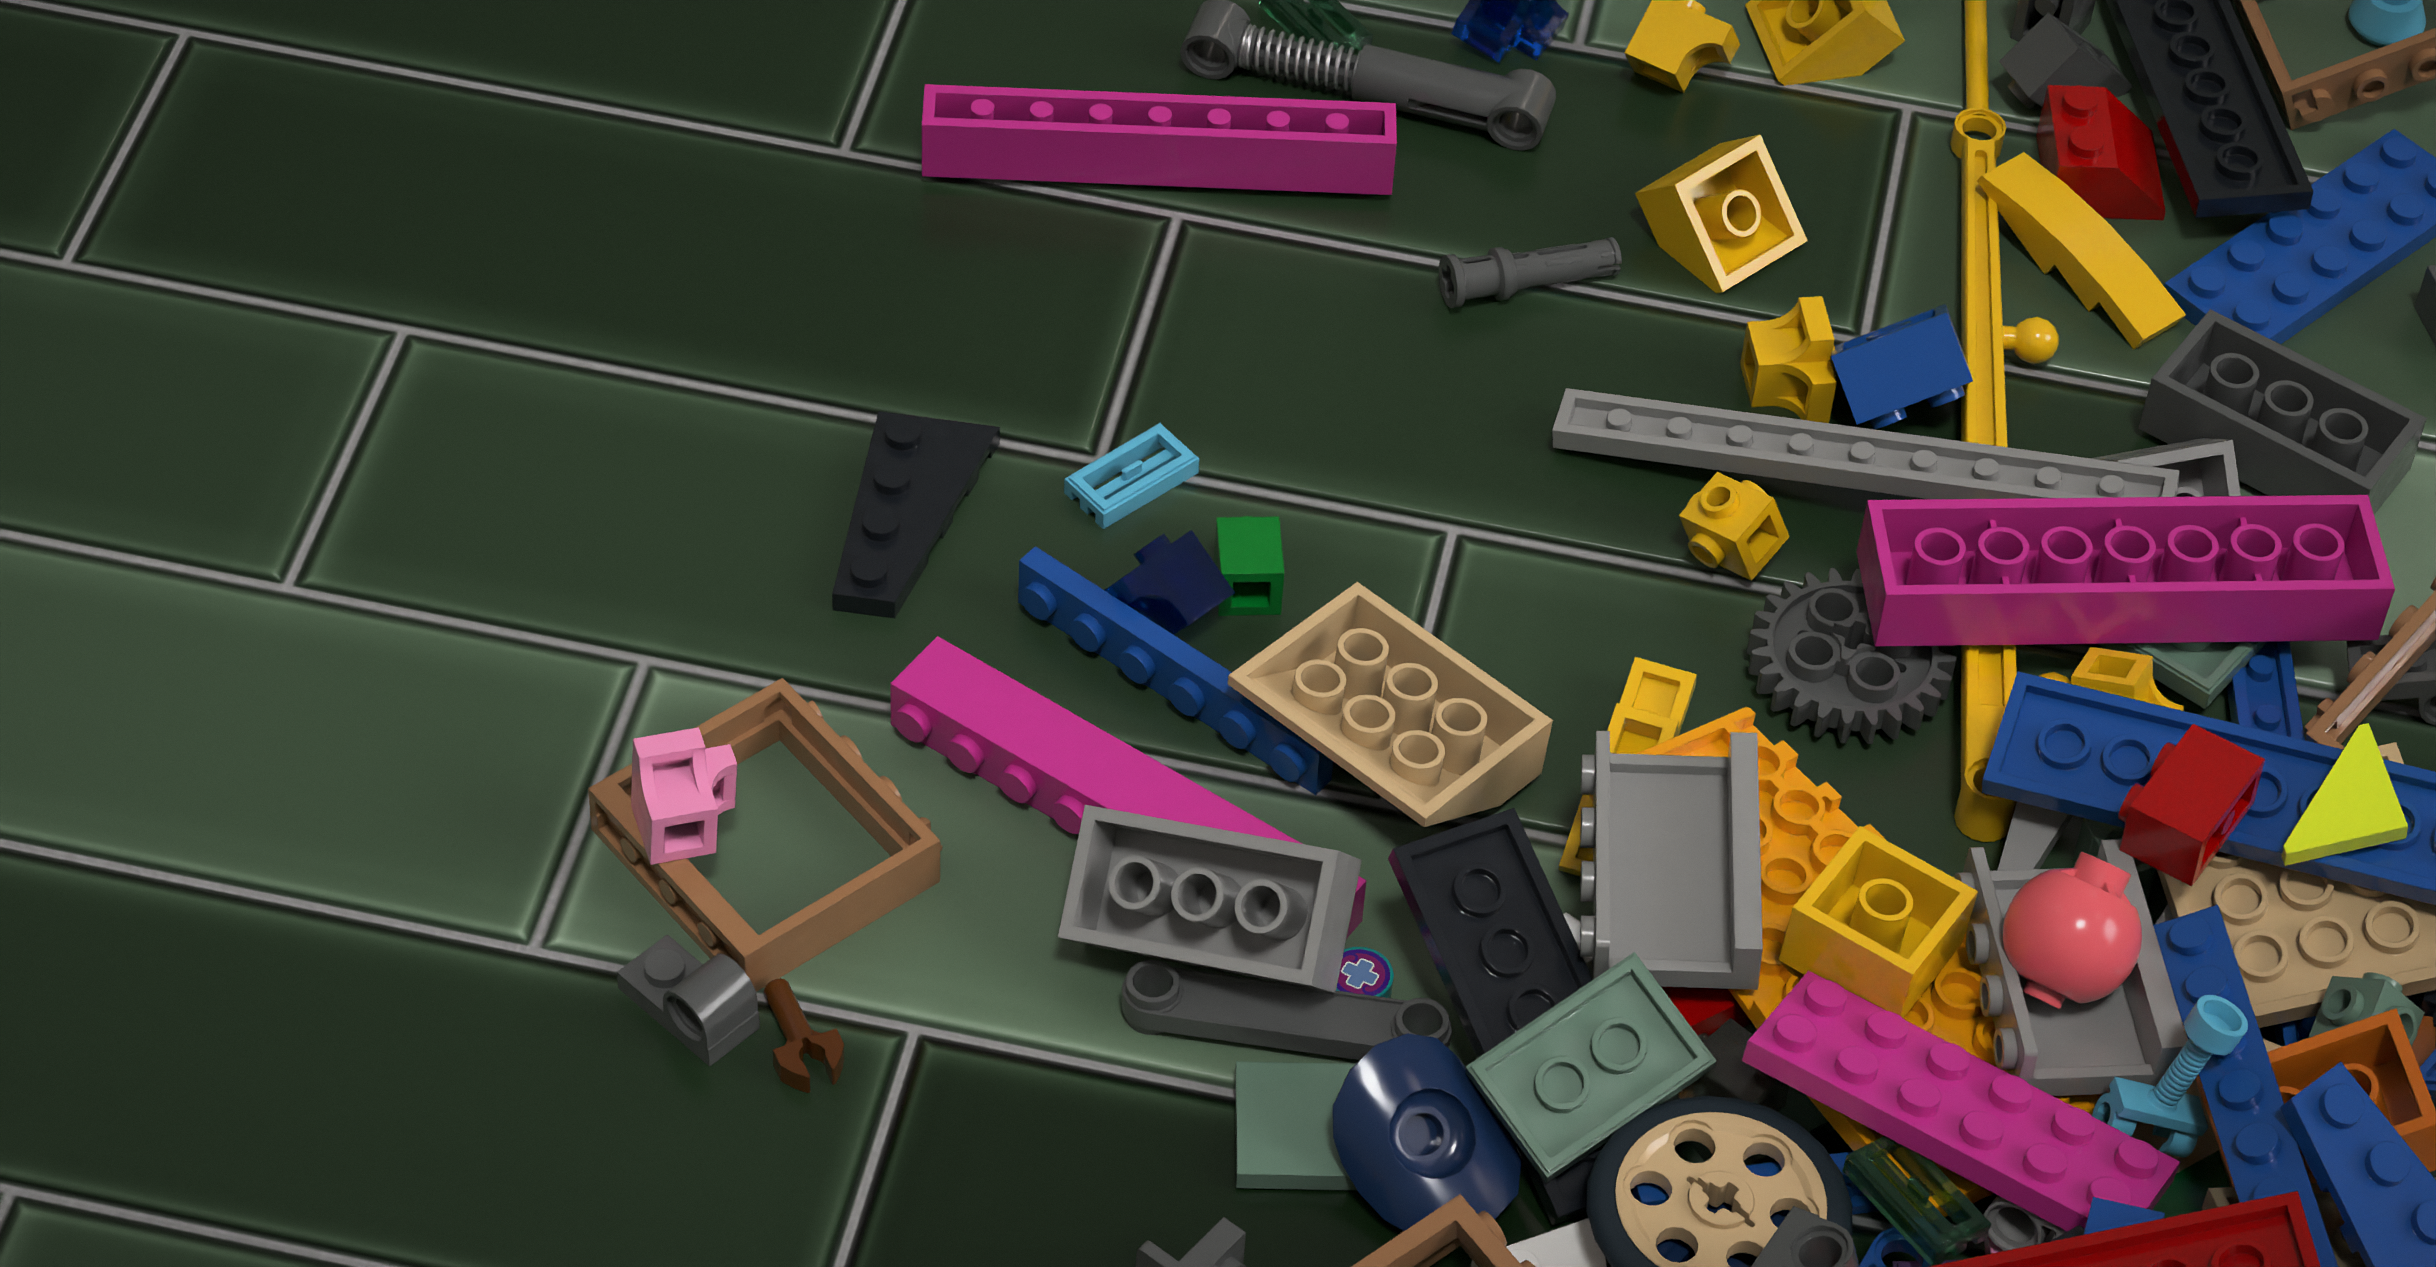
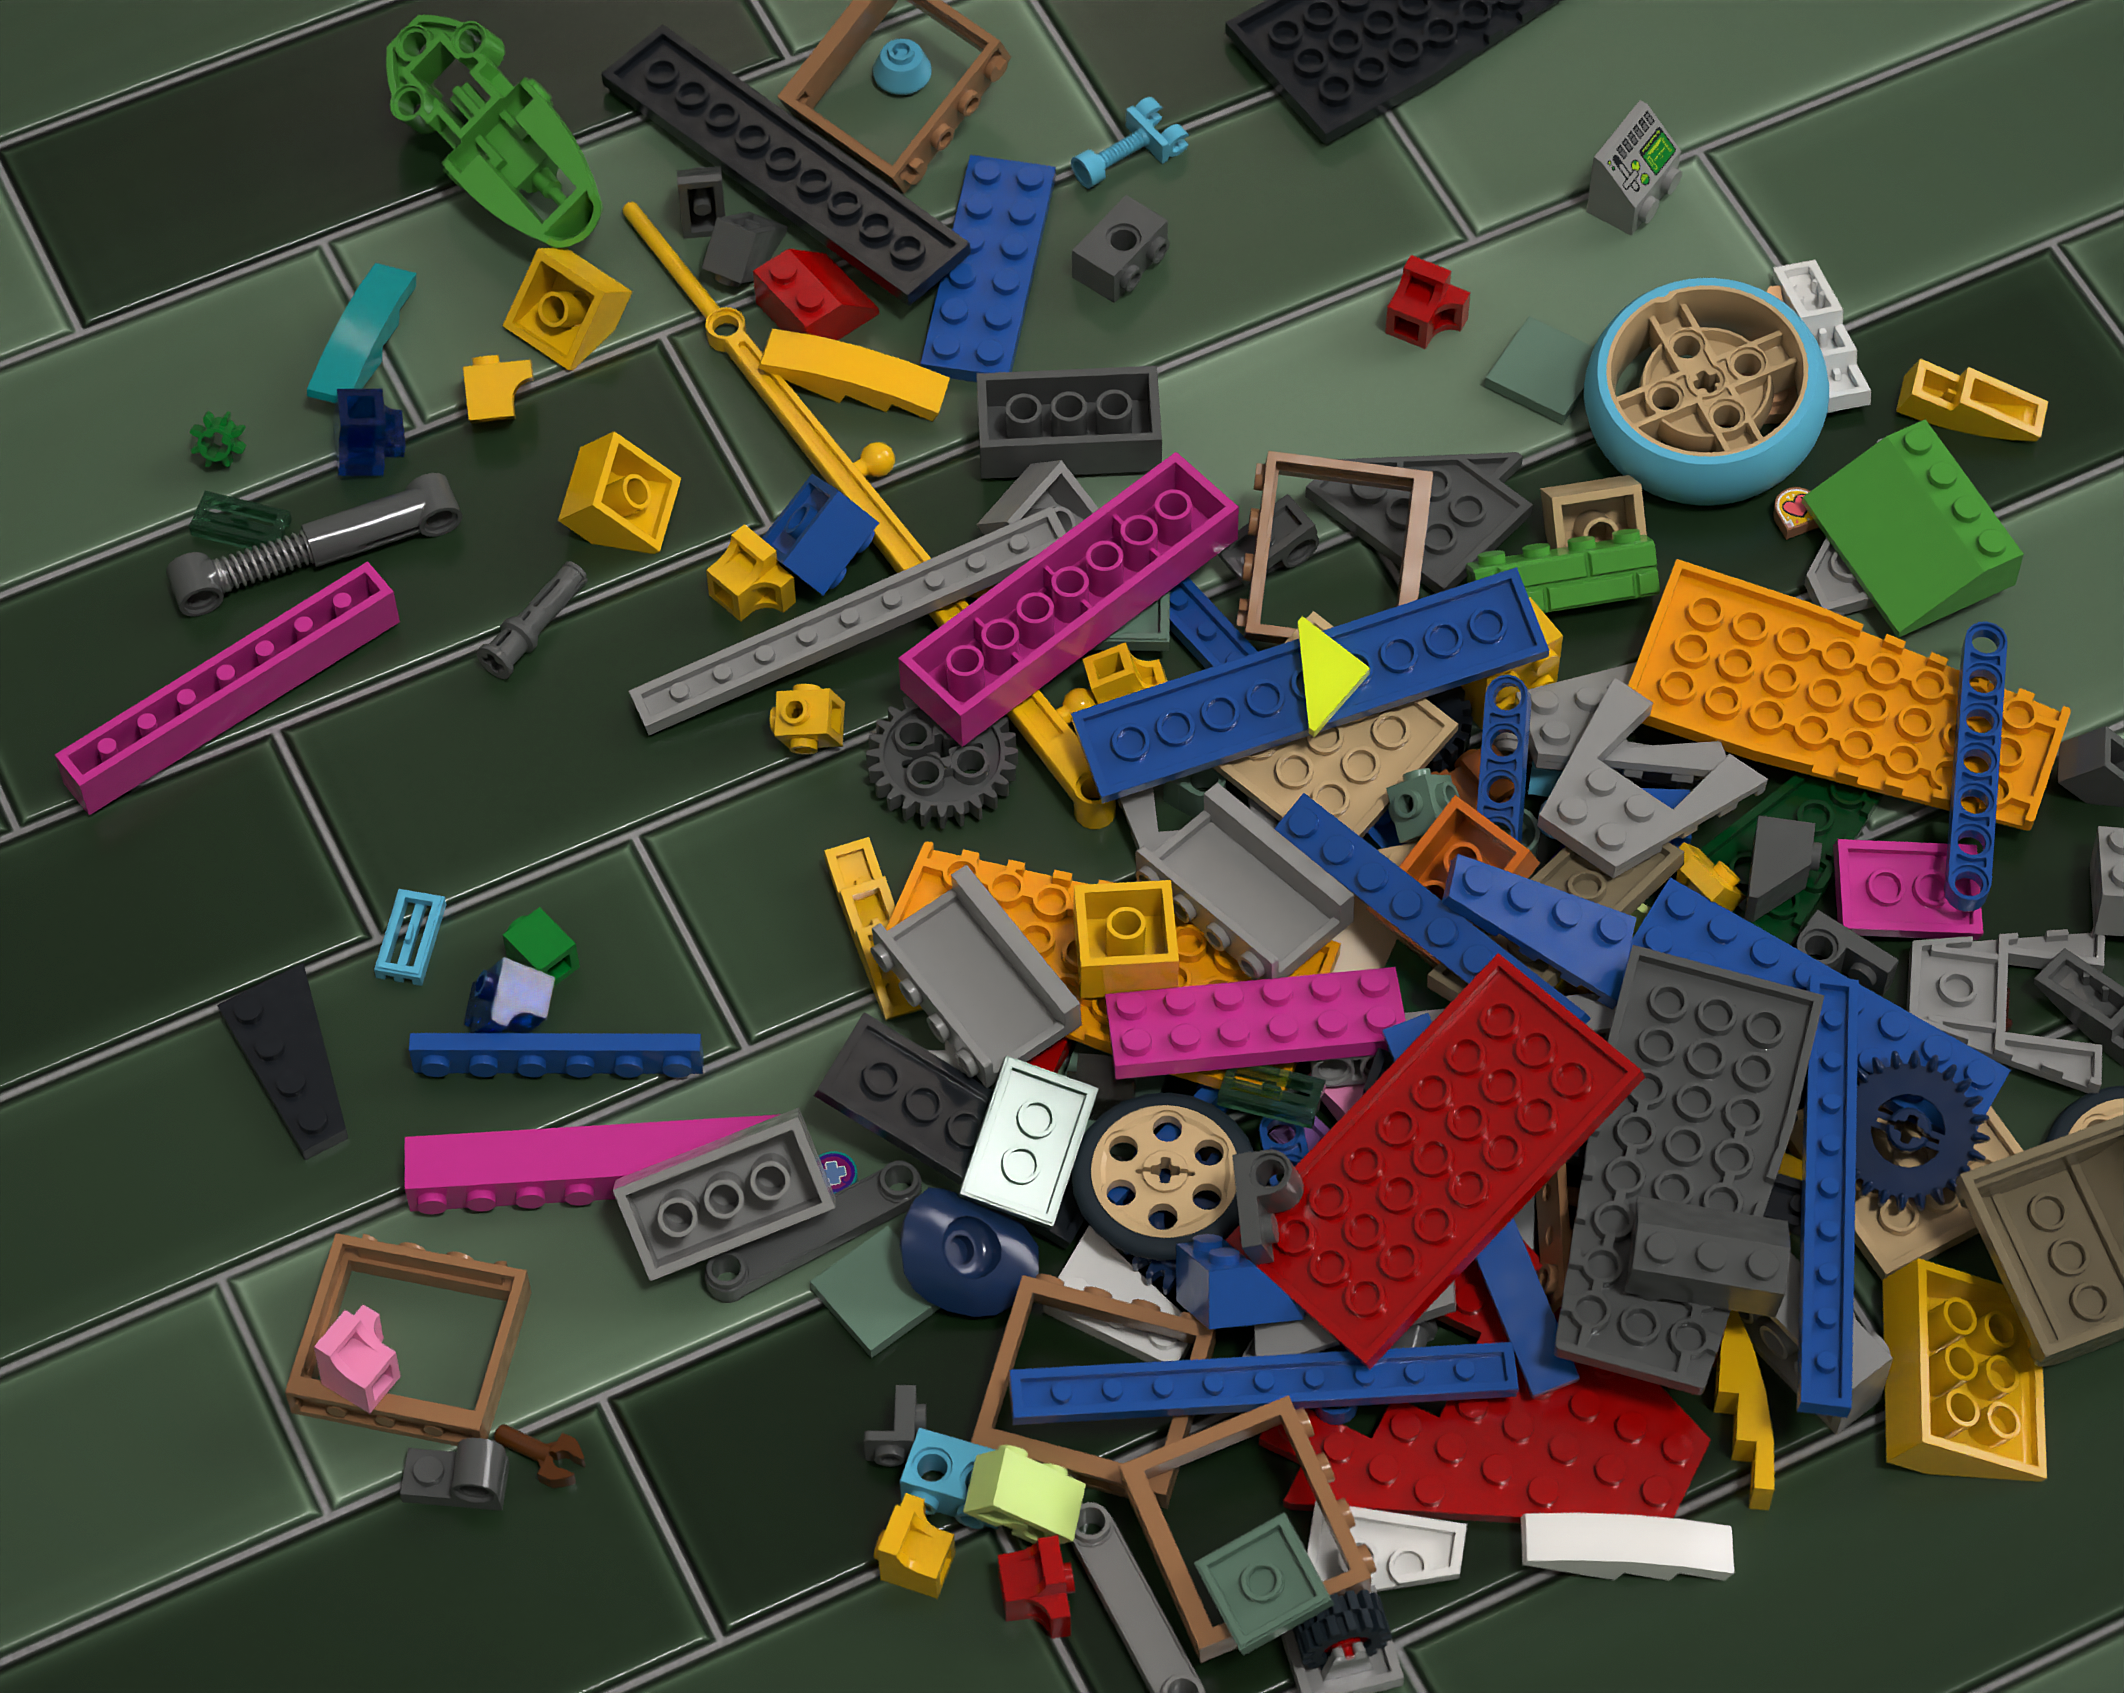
camera: 35 degrees left, 10 degrees up
(1398, 709) = (720, 989): tan slope -> none
(2073, 932) = (1240, 868): coral brick -> none
(2189, 803) = (1242, 738): red brick -> none
(2212, 1028) = (1372, 880): medium azure bar -> none

